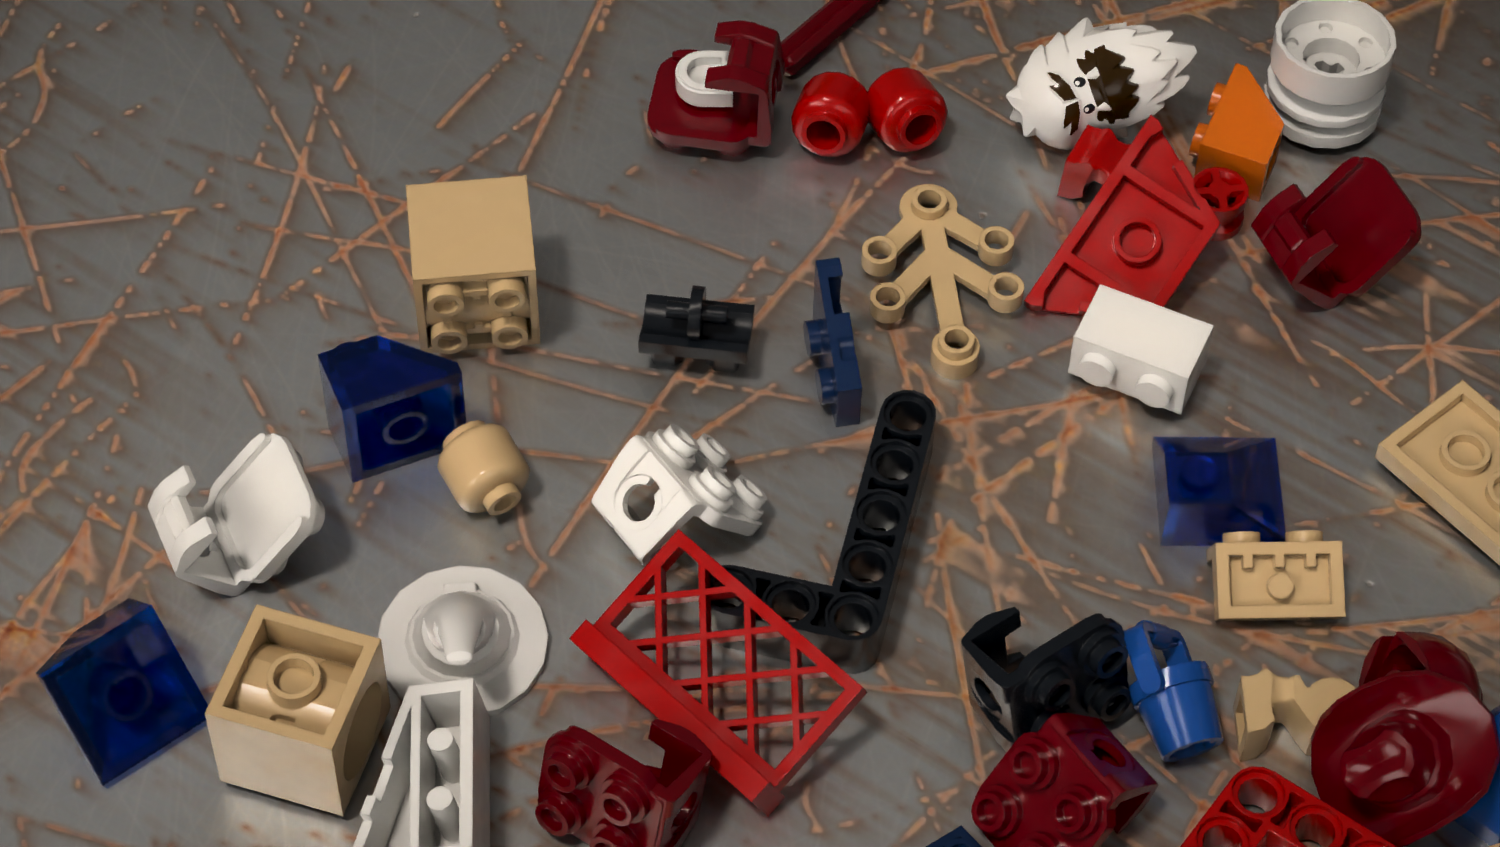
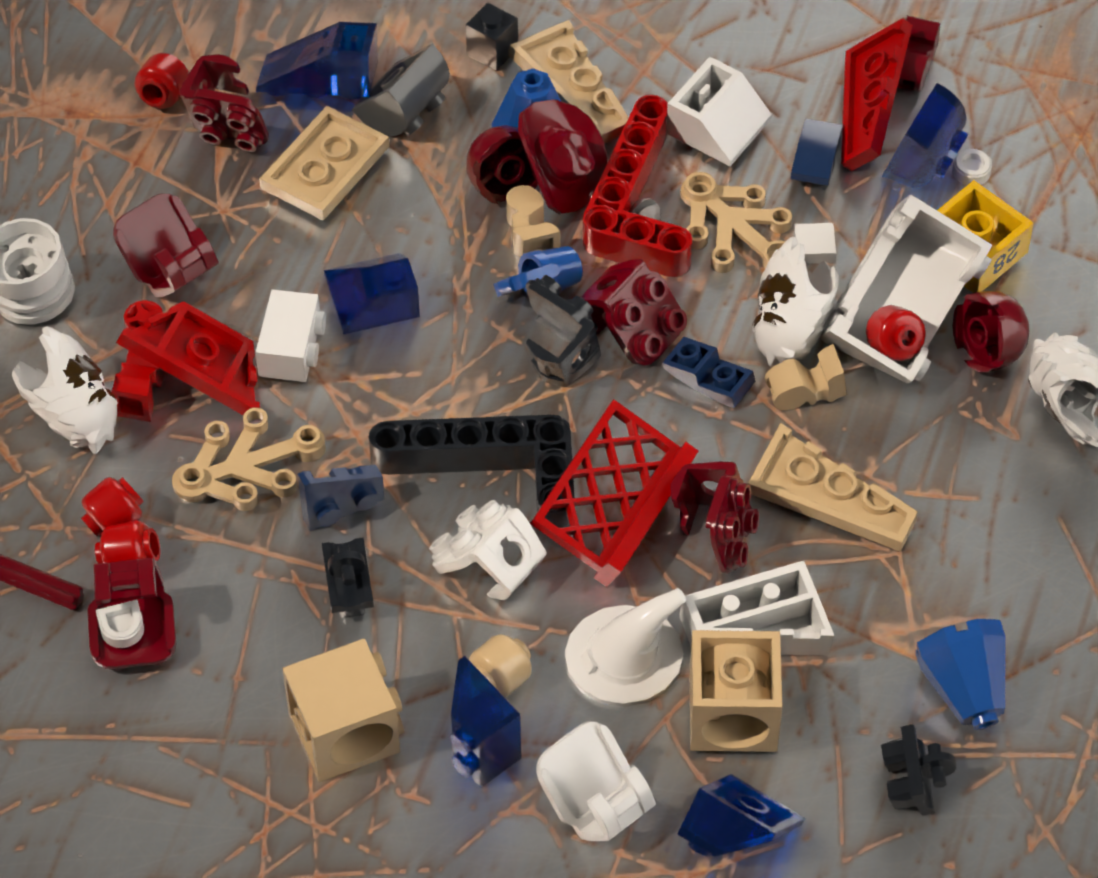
camera: 105 degrees left, 0 degrees up
(1241, 133) = (87, 315): orange slope -> none
(1277, 578) = (434, 246): tan bracket -> none

